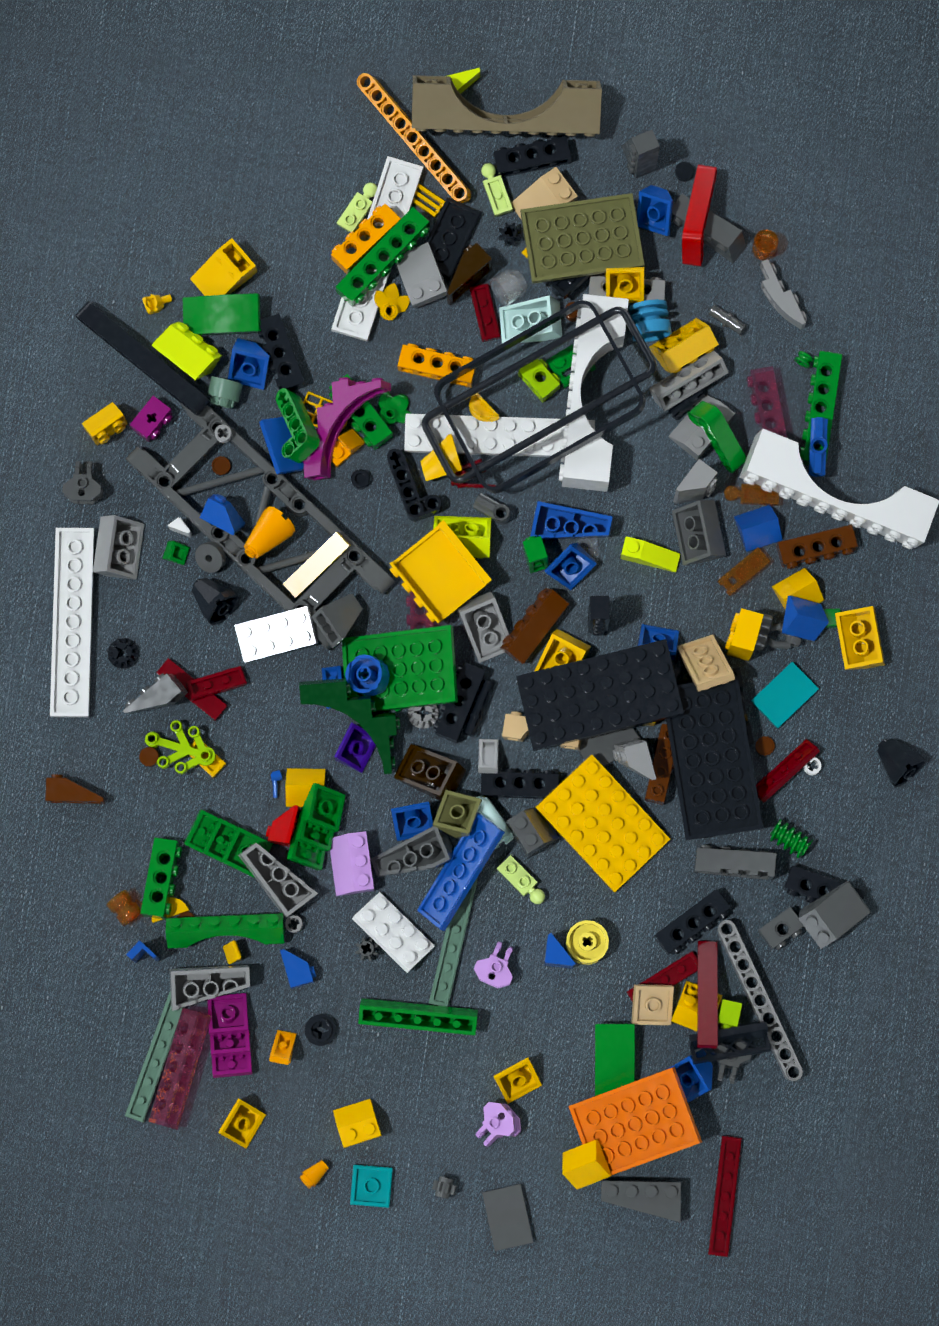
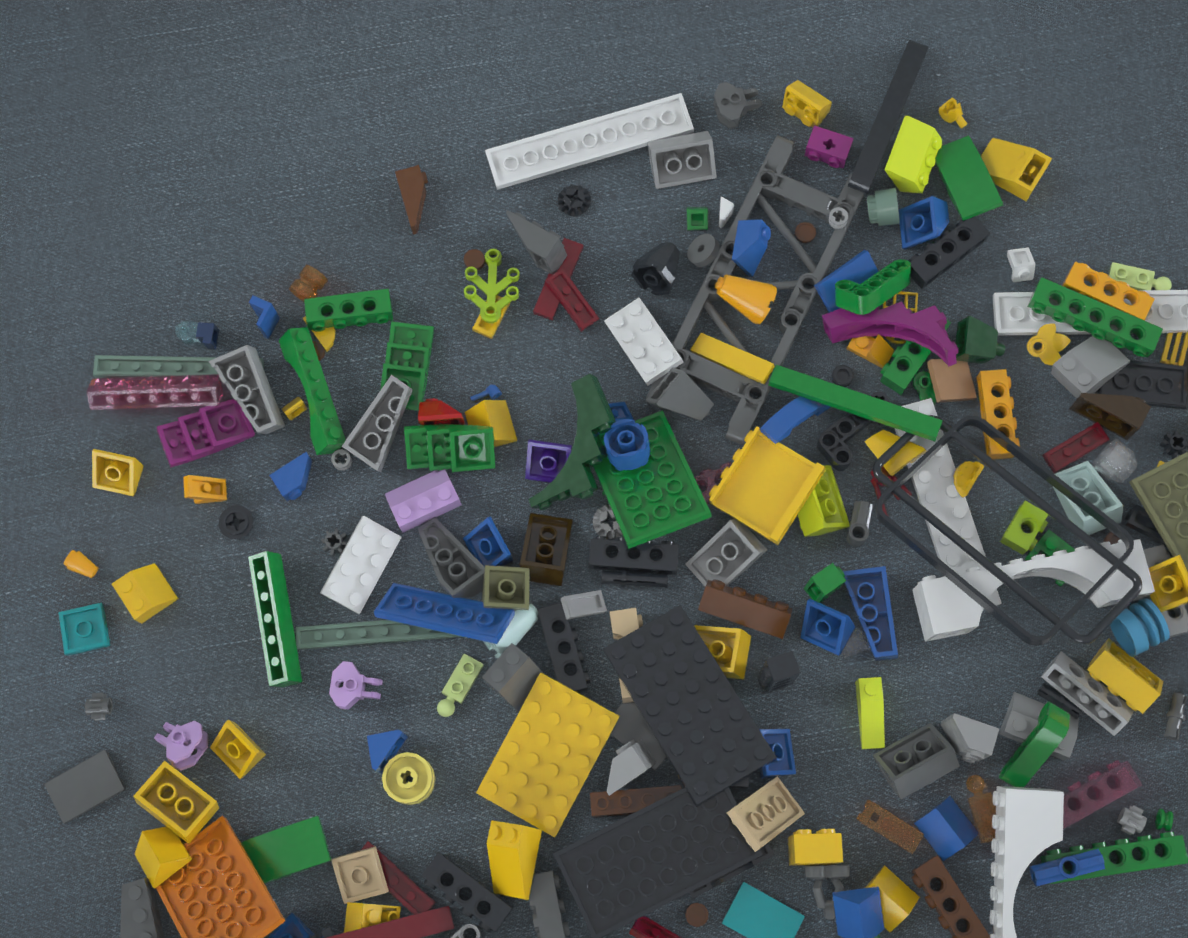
camera: 75 degrees right, 5 degrees down
(133, 1021) = (198, 332): none -> leg
(312, 297) = (1021, 264): none -> white bracket
(369, 358) = (977, 341): none -> dark green torso
(386, 529) = (790, 416): none -> blue slope
(392, 477) = (855, 403): none -> green tile
(401, 392) = (951, 382): none -> medium nougat tile
(547, 1139) = (176, 802): none -> yellow brick
(677, 876) = (512, 858): none -> yellow slope
(796, 384) = (1131, 820): none -> light grey gear

